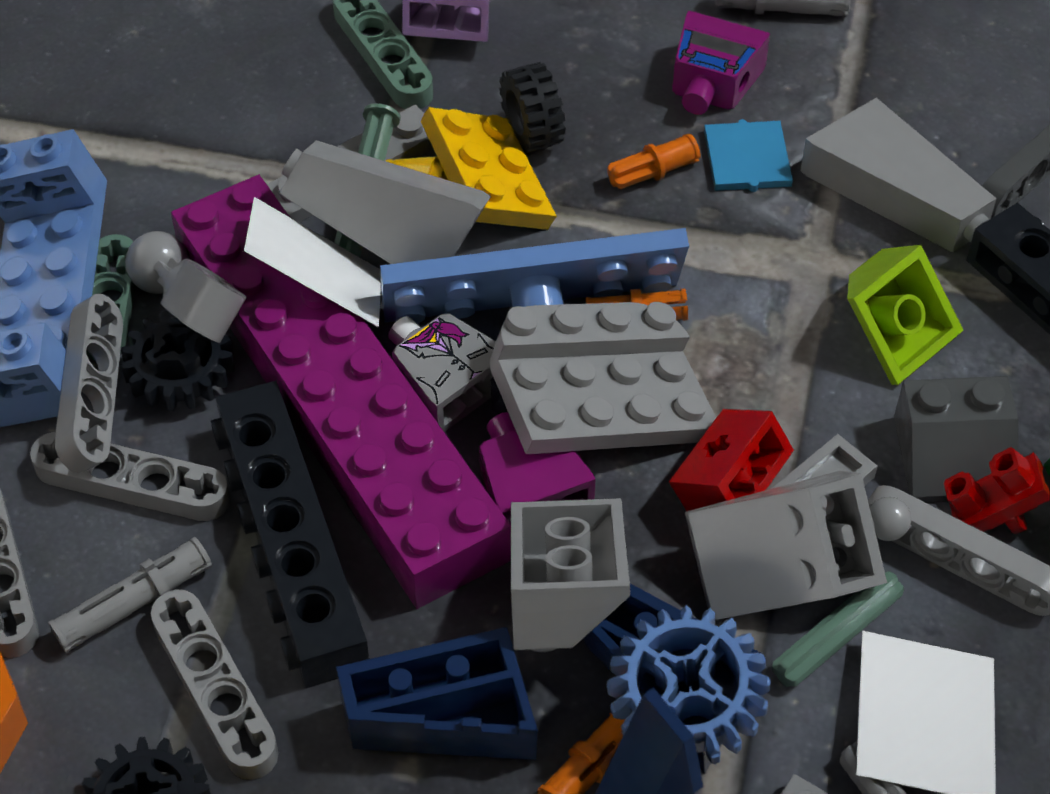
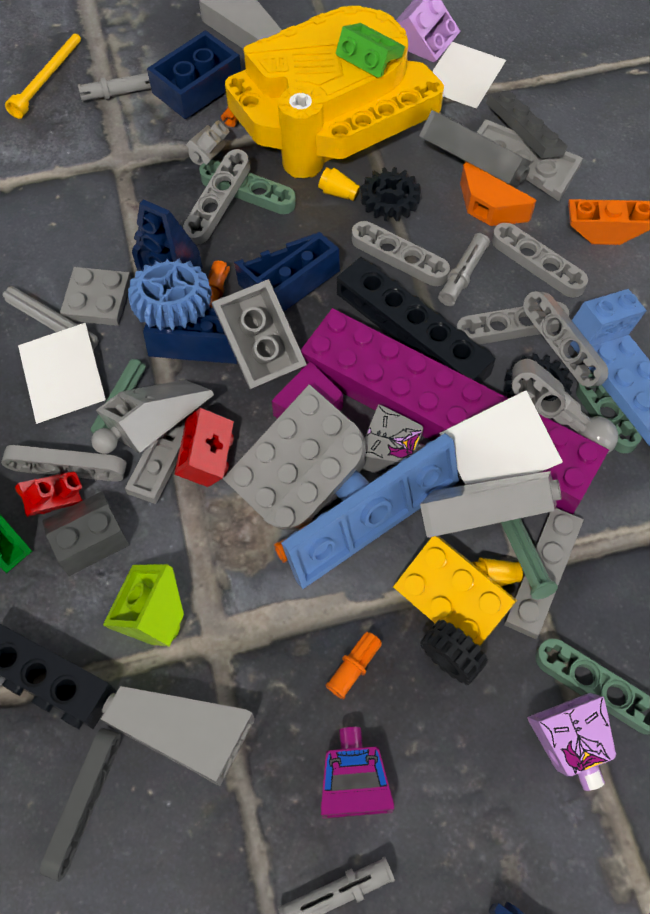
camera: 155 degrees right, 10 degrees up
(748, 155) = (296, 713): dark azure piece -> none

